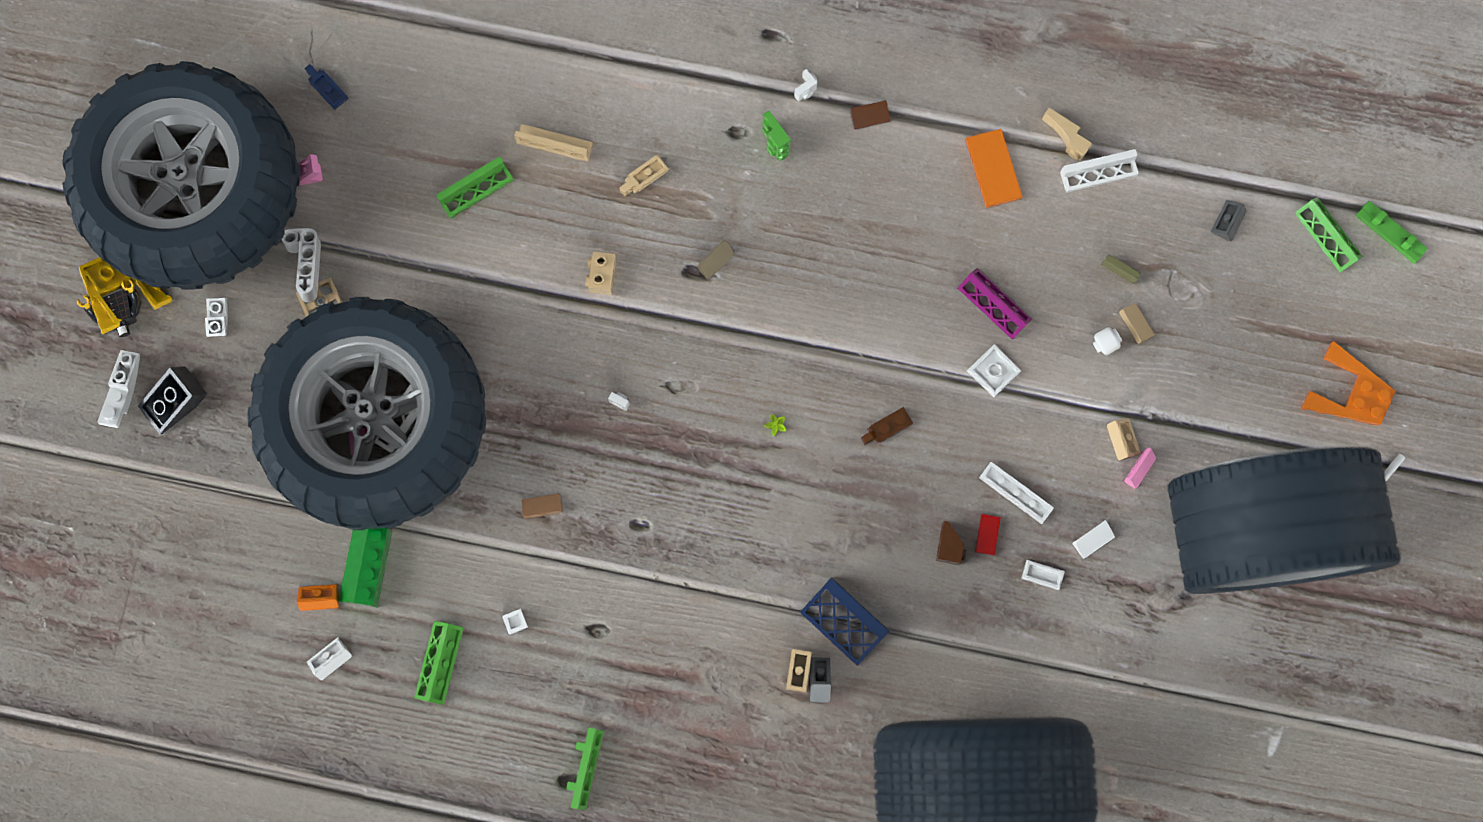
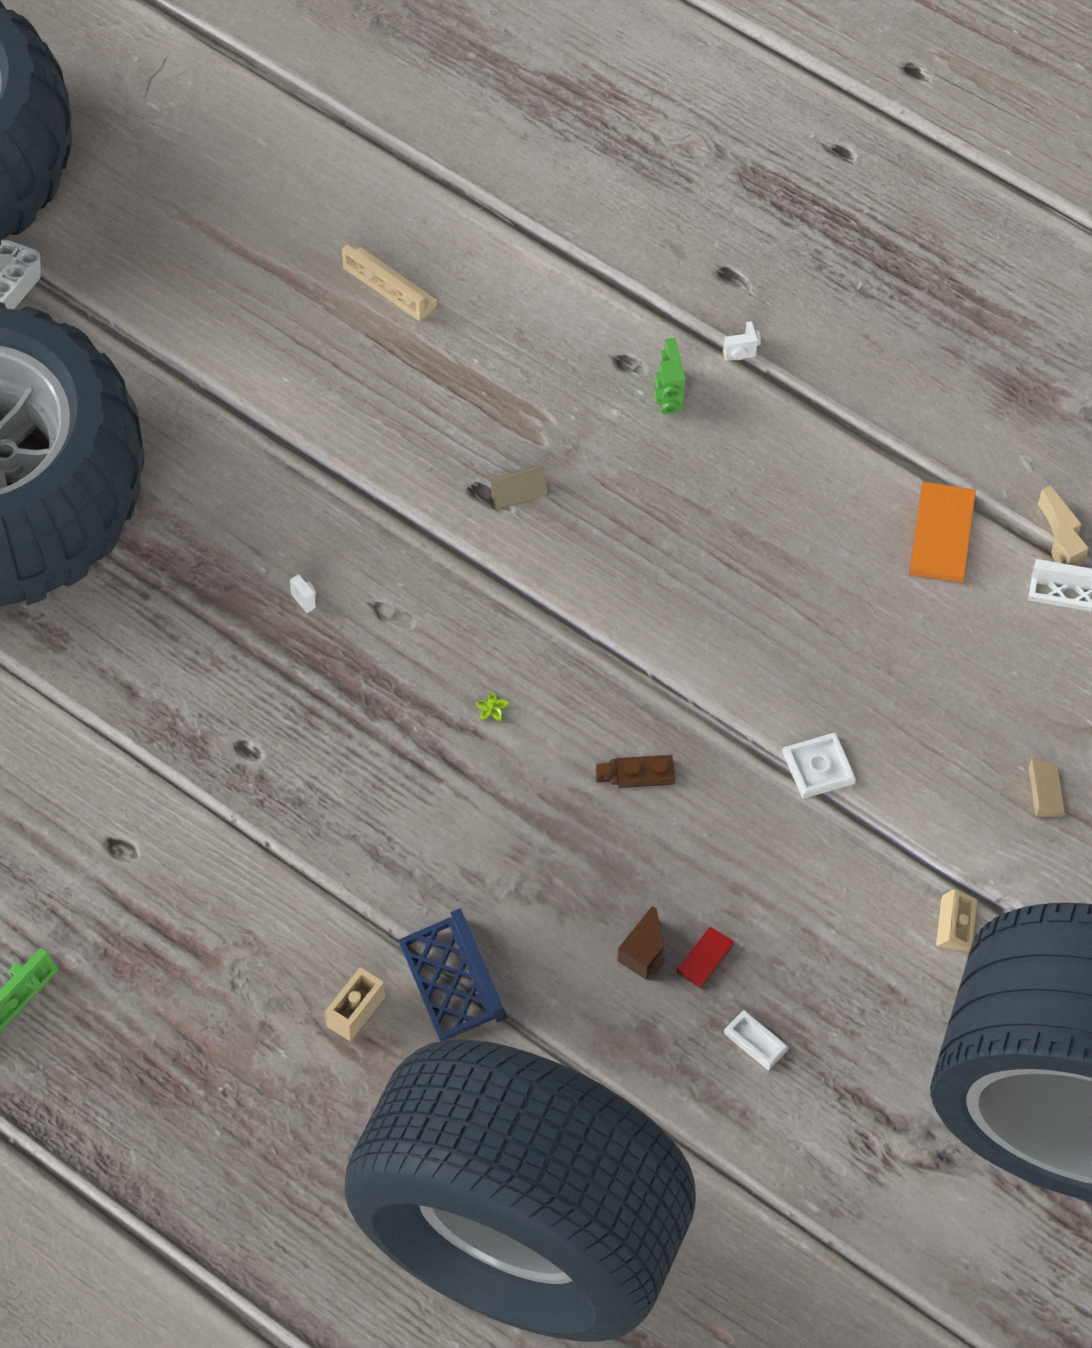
camera: 25 degrees right, 20 degrees down
(310, 170) = (72, 194): bright pink slope -> none
(326, 87) = (147, 119): dark blue hinge -> none
(471, 181) = (261, 285): bright green fence -> none
(515, 621) = (21, 788): white plate -> none
(542, 506) = (135, 674): medium nougat slope -> none
(602, 273) = (364, 443): tan brick -> none
(644, 175) = (479, 360): tan hinge -> none
(820, 679) = (377, 1032): dark grey slope -> none
(870, 115) = (809, 407): reddish brown slope -> none
(1000, 300) = (870, 682): magenta fence -> none
(1016, 492) = (771, 921): white plate -> none
(1094, 539) = (850, 1024): white slope -> none
(1107, 341) = (992, 790): white head -> none
(1121, 269) = (1055, 713): olive tile -> none
(1140, 468) = (950, 969): bright pink slope -> none

